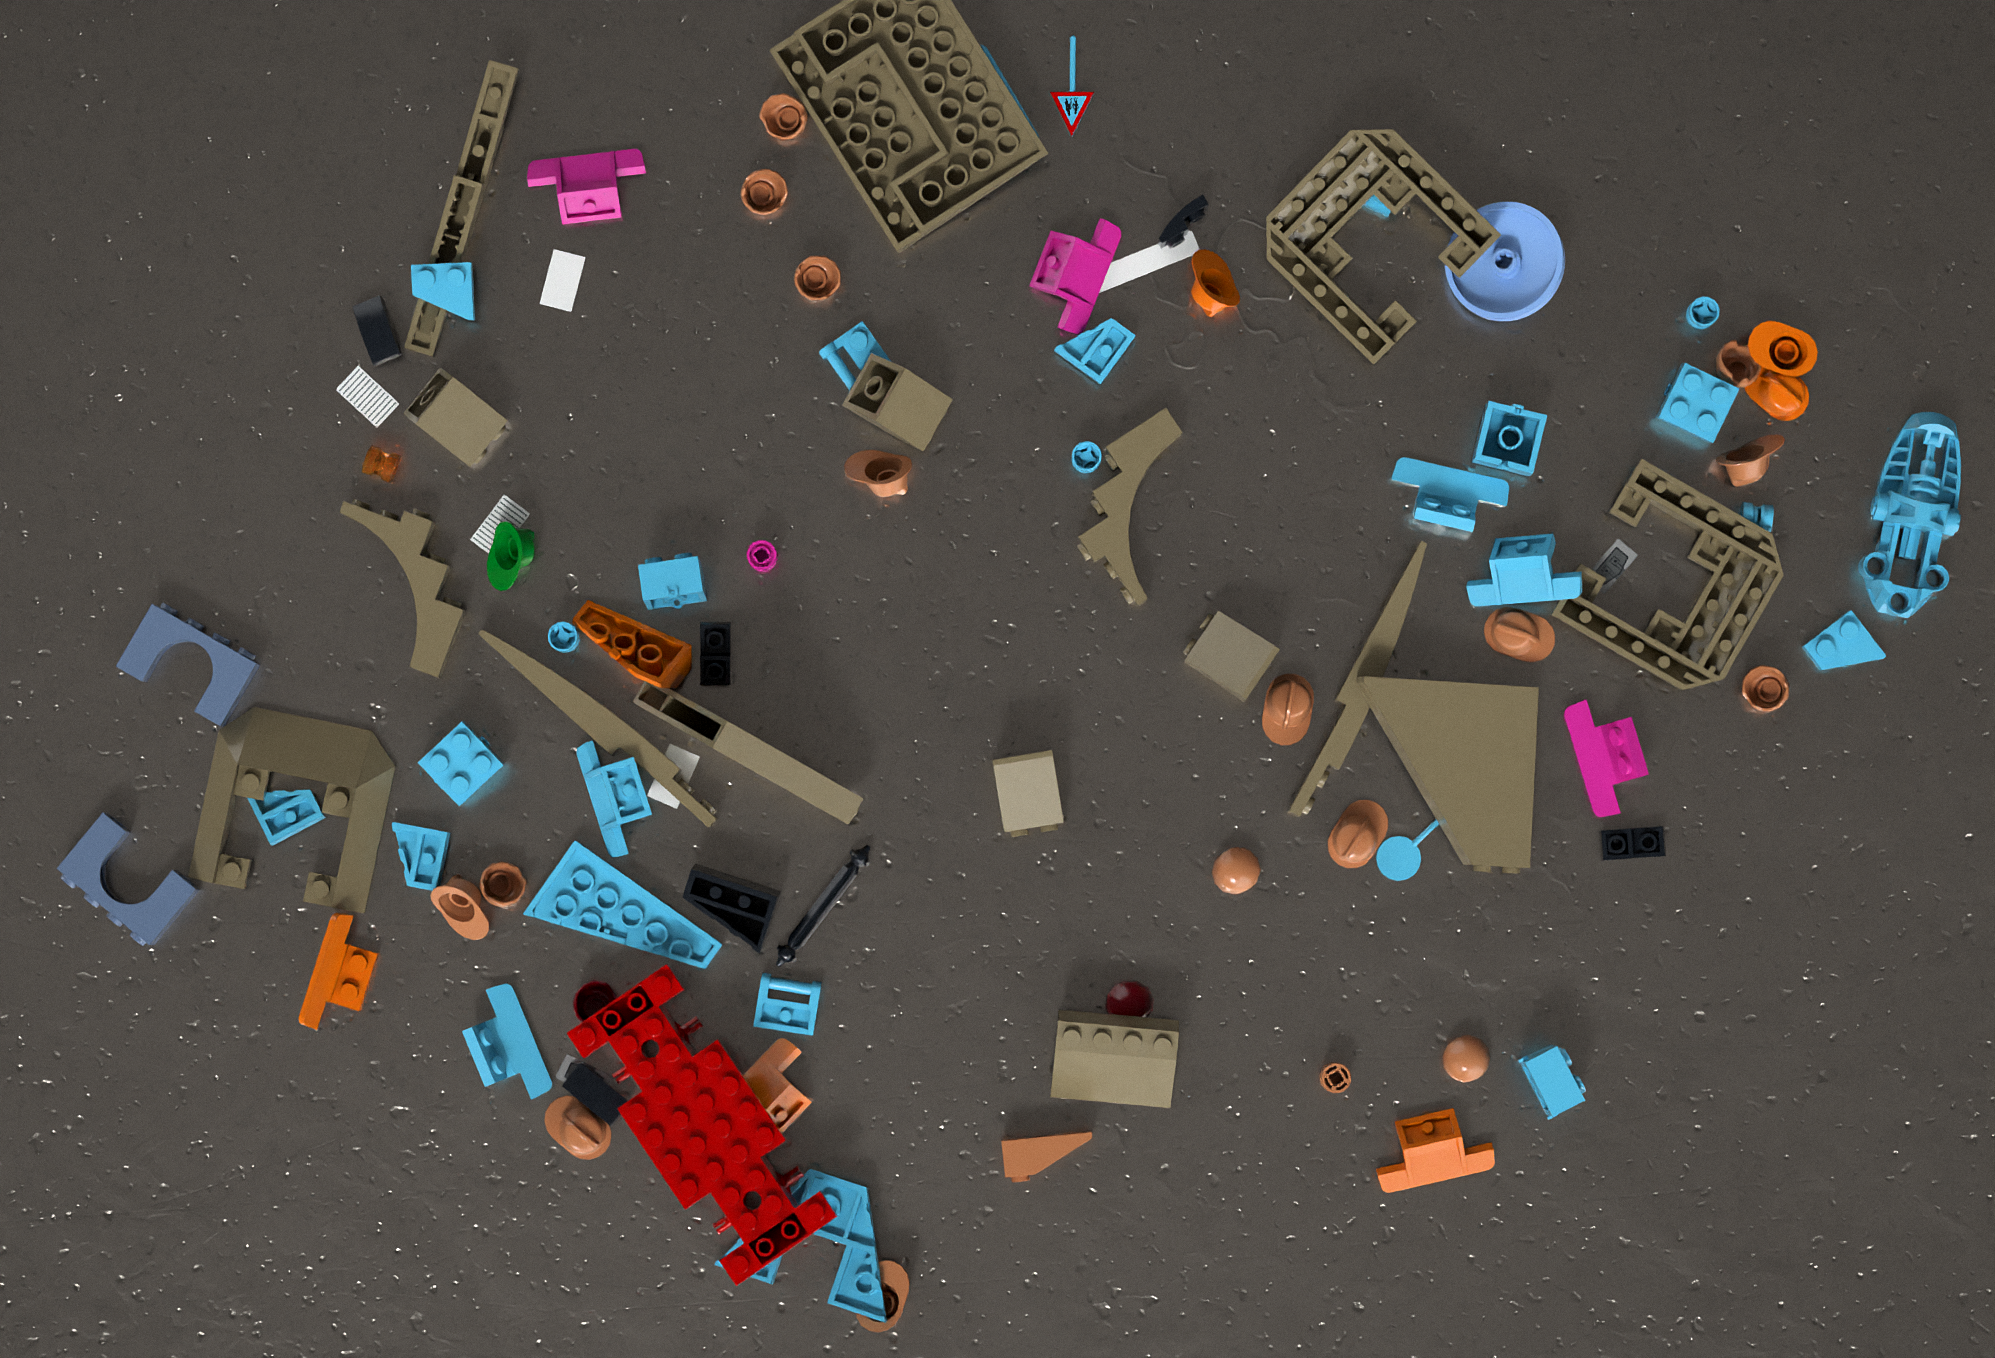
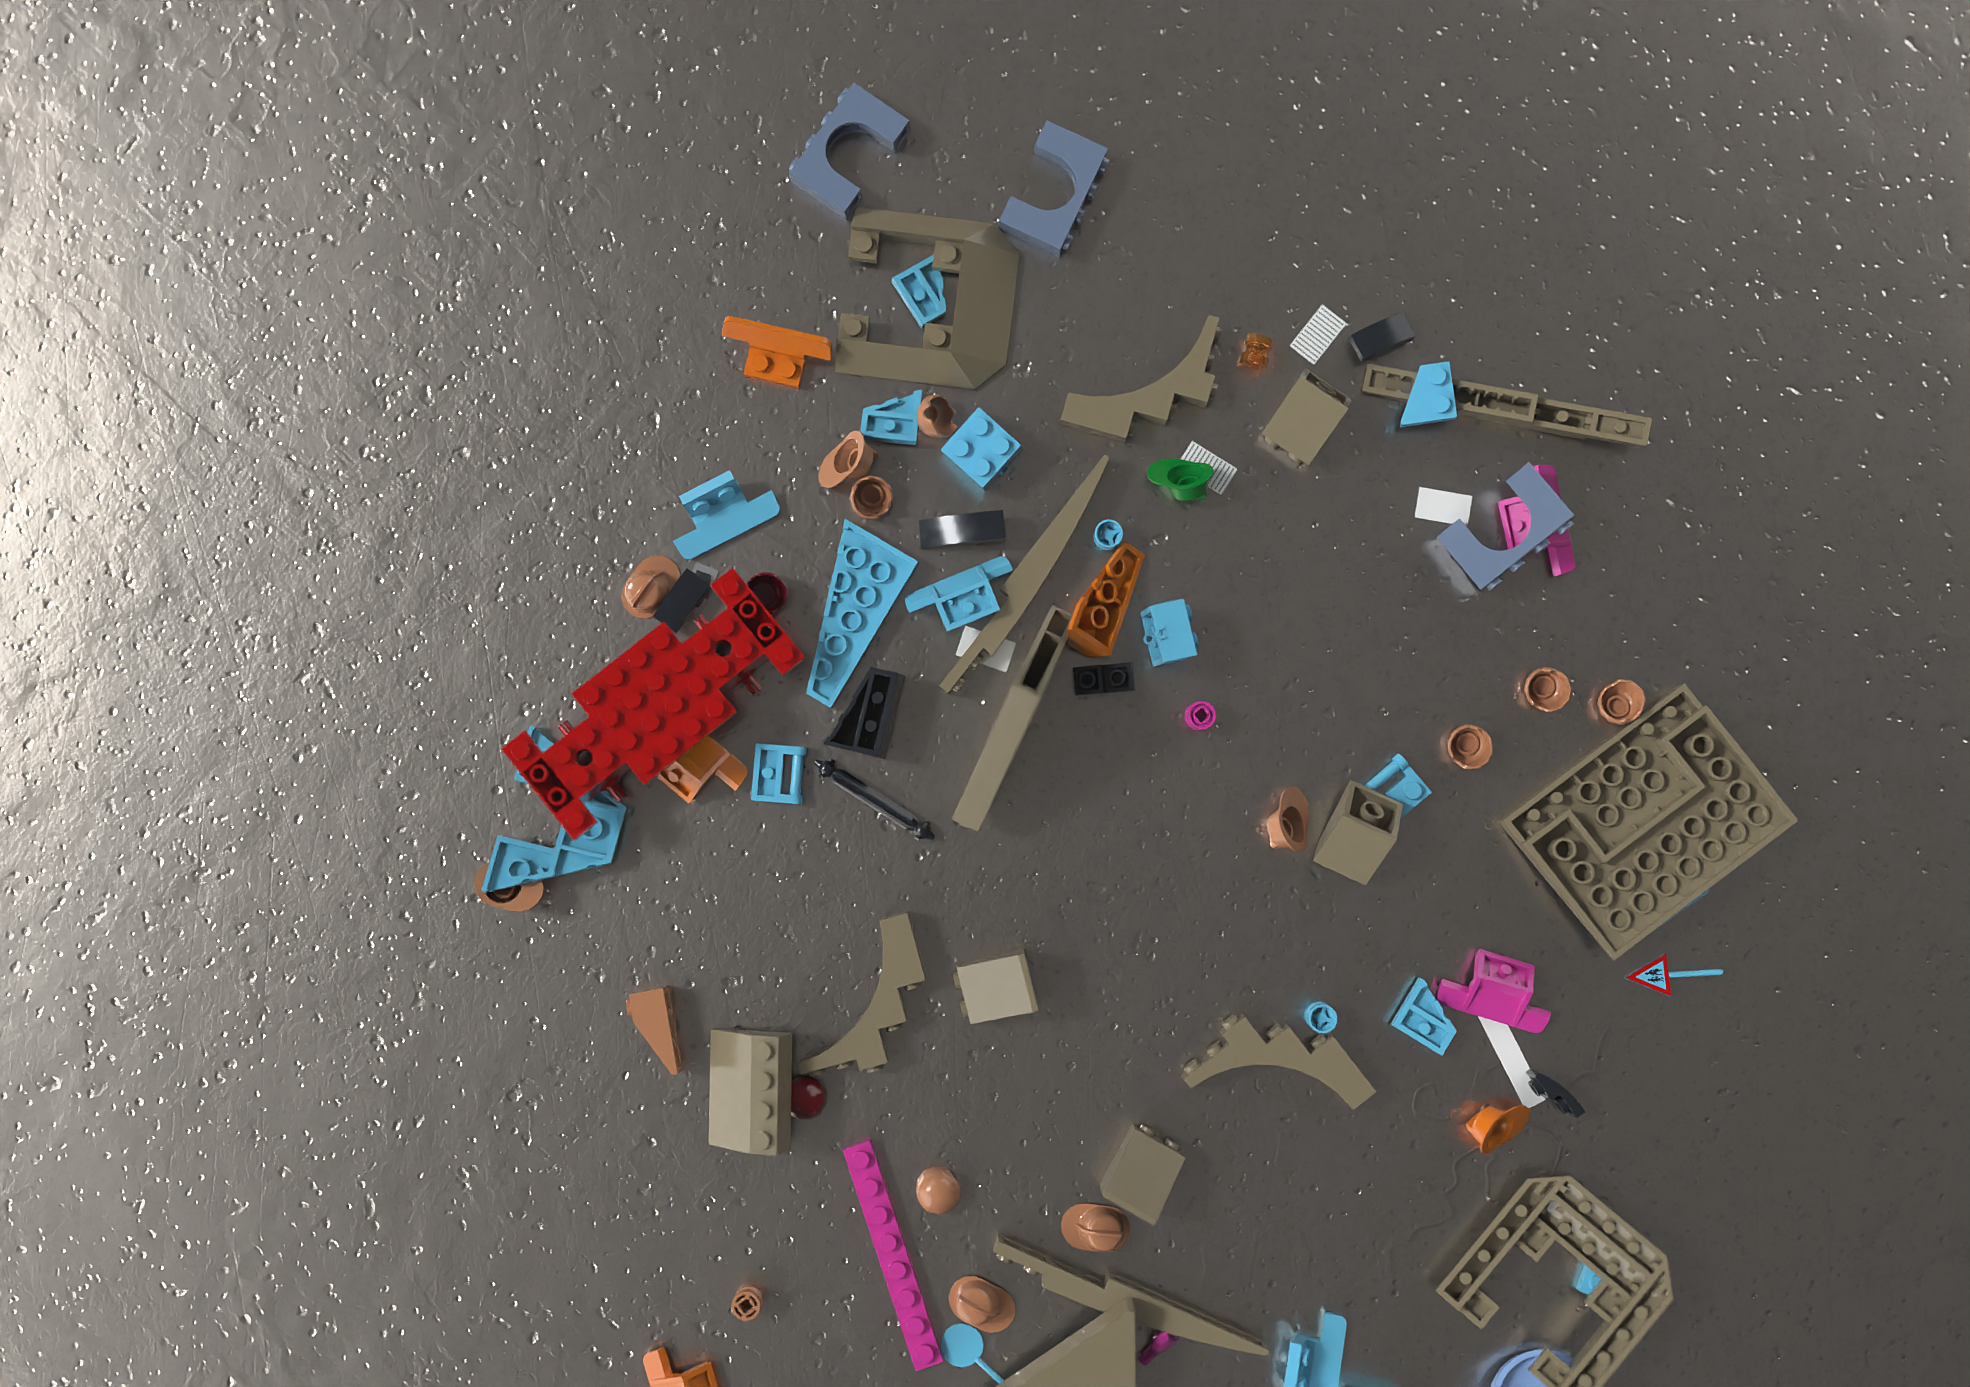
camera: 90 degrees right, 0 degrees up
(423, 808) = (936, 417): none -> nougat hair
(545, 791) = (962, 529): none -> black slope
(584, 180) = (1547, 515): none -> sand blue arch
(1075, 934) = (865, 1040): none -> dark tan arch
(1298, 922) = (893, 1255): none -> dark pink plate
(1409, 652) = (1159, 1343): none -> dark pink rock

